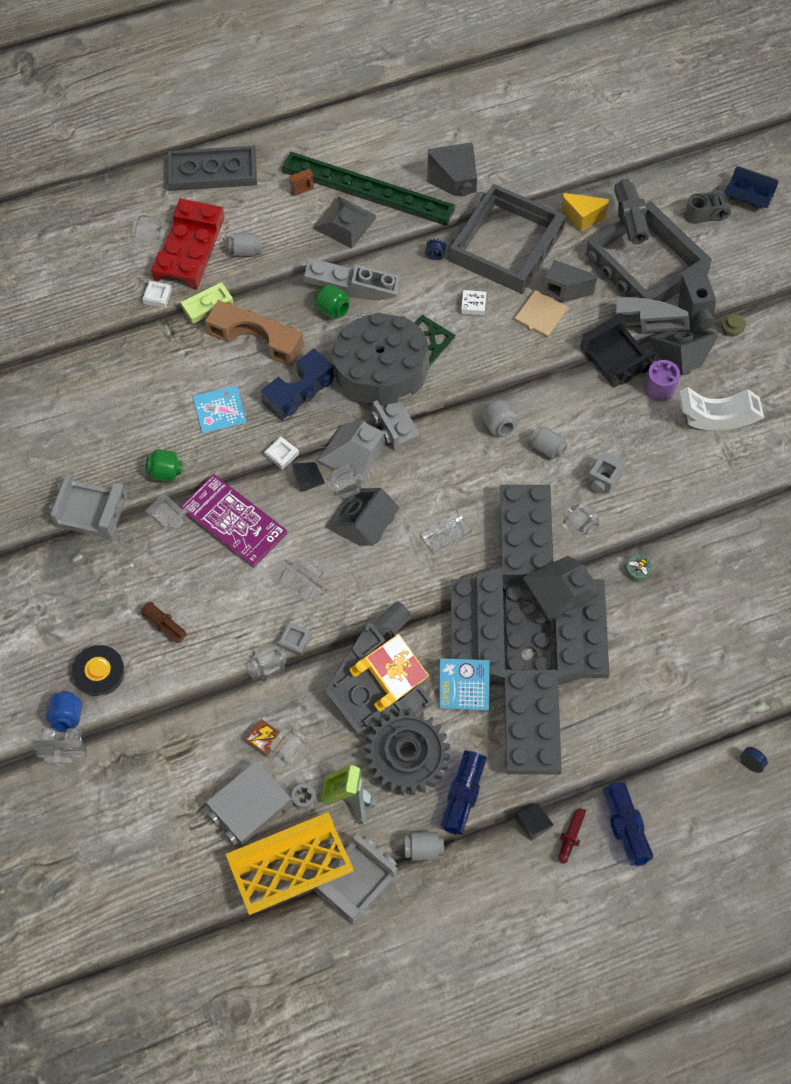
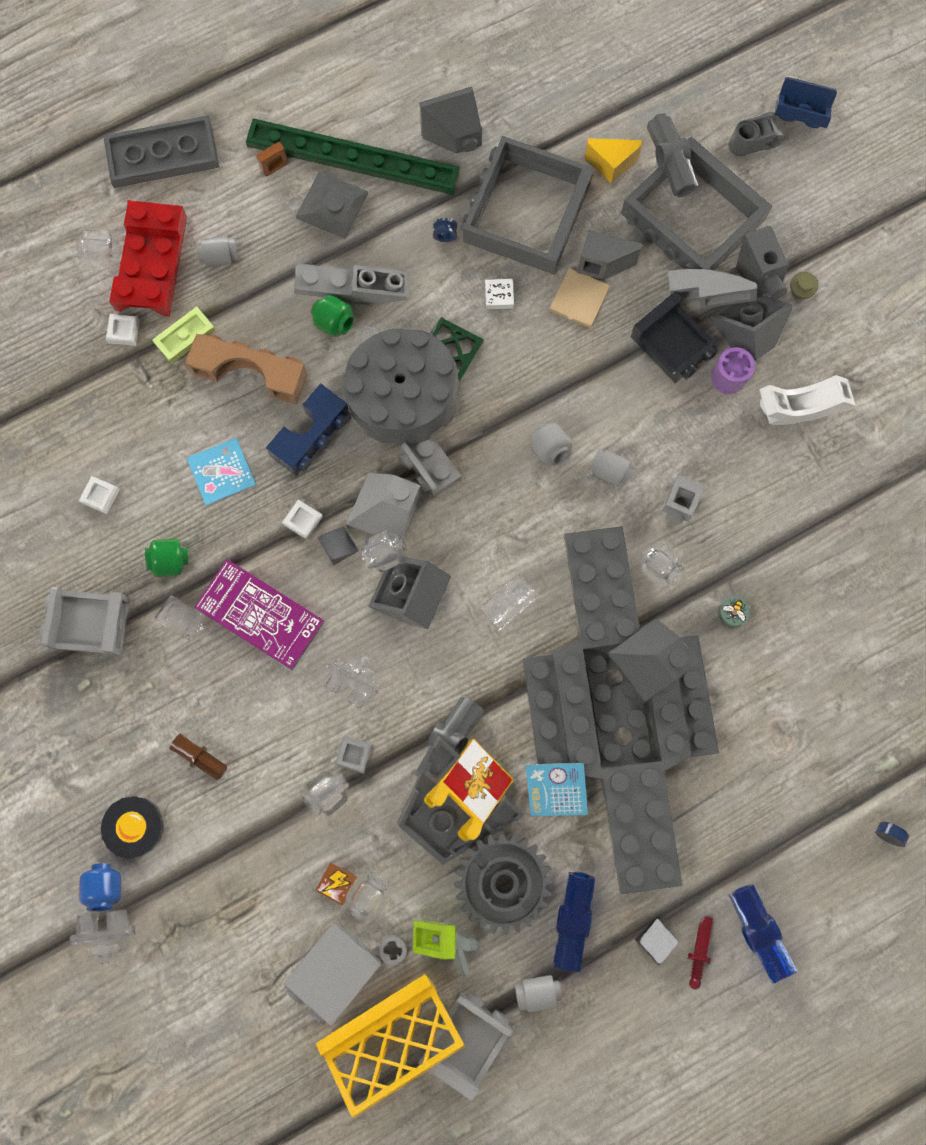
camera: 10 degrees left, 15 degrees up
(116, 414) = (99, 495): none -> white tile

